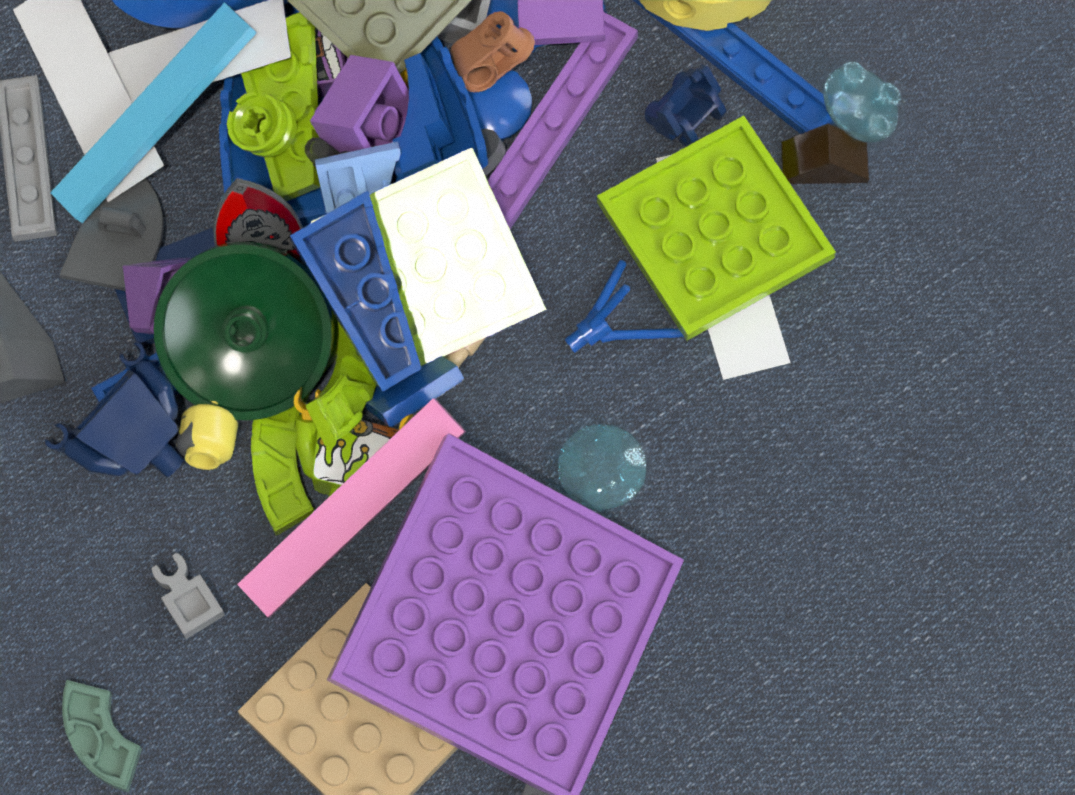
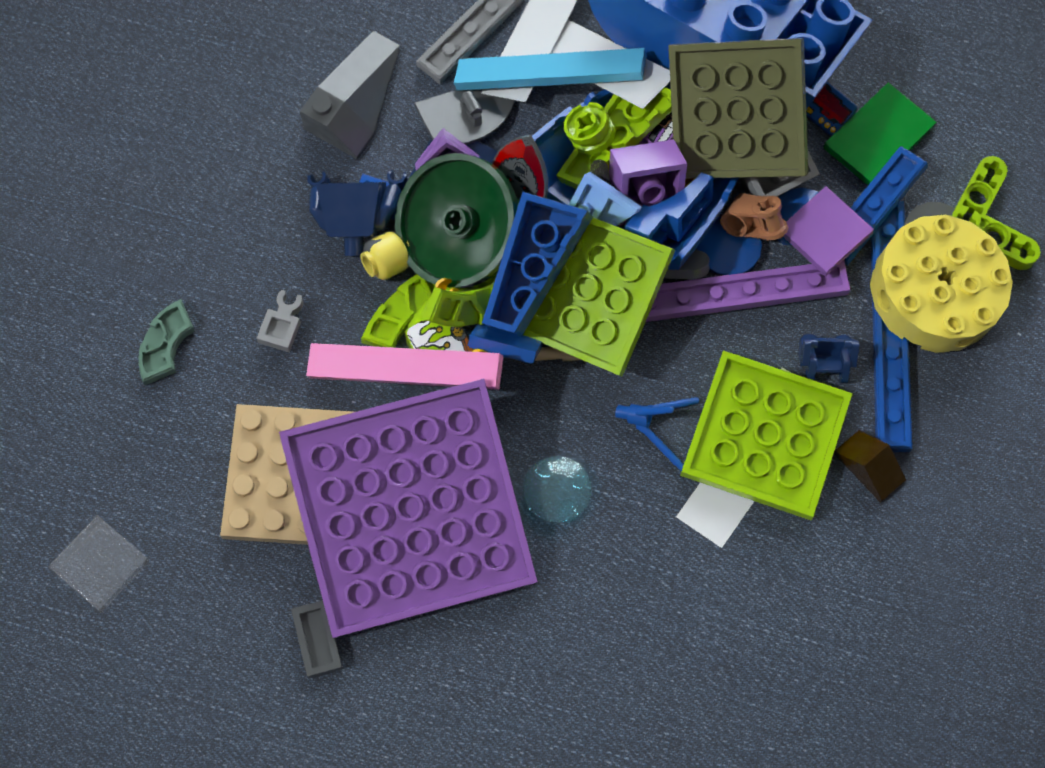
camera: 50 degrees right, 0 degrees up
(861, 103) = (925, 456): clear light blue dish -> none

